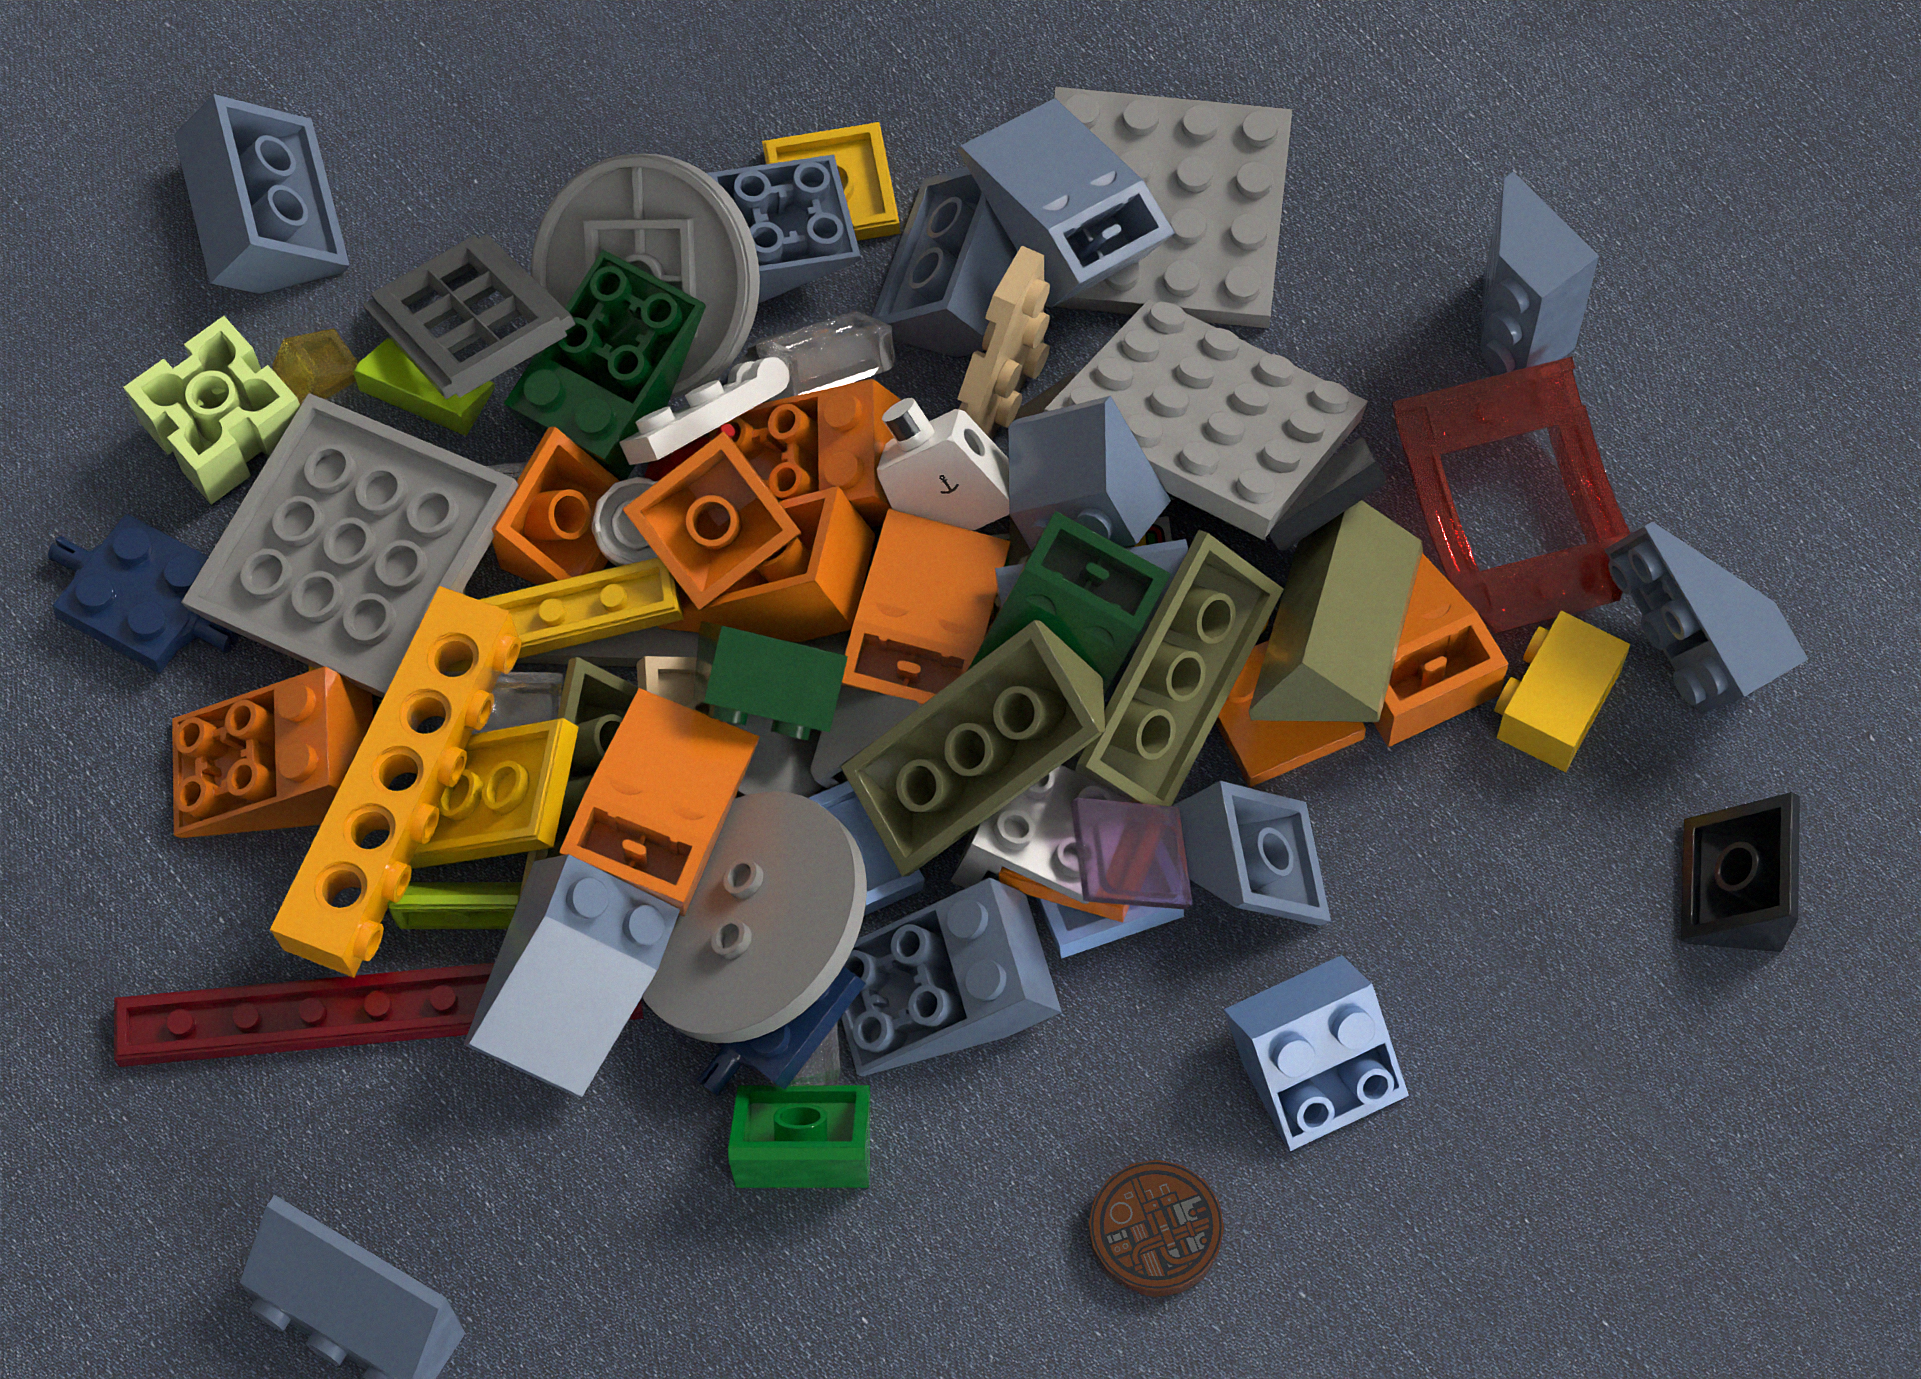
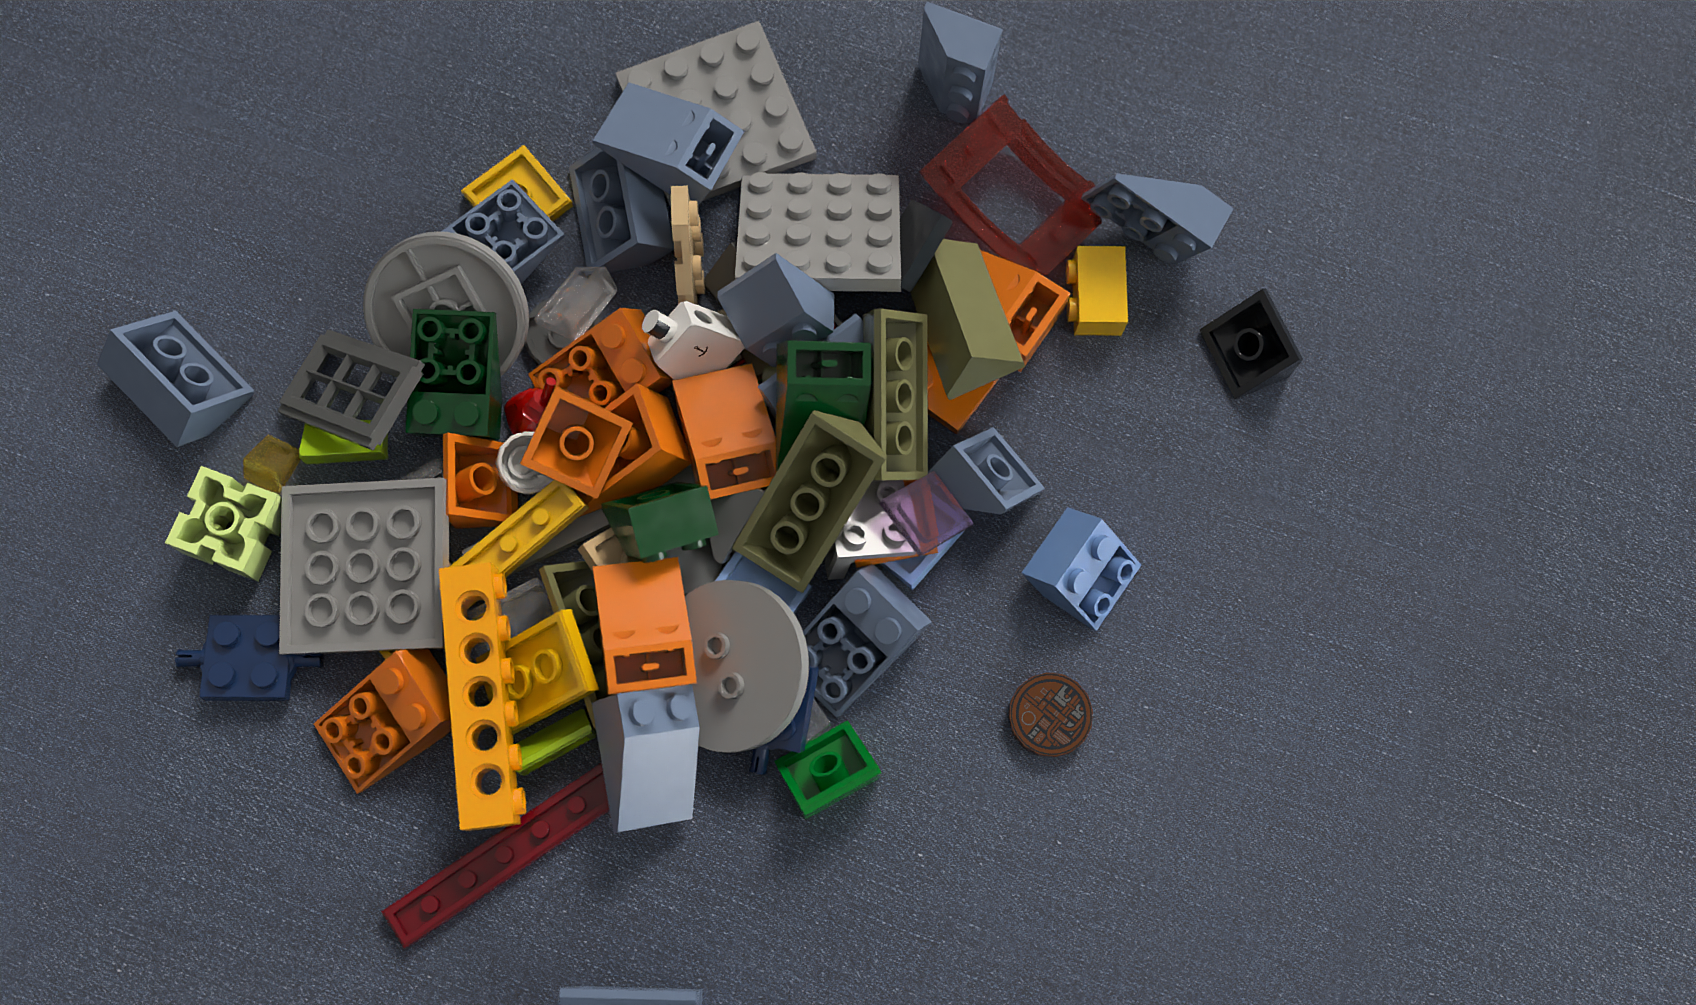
camera: 35 degrees left, 10 degrees up
(708, 408) = (530, 375): white plate -> none

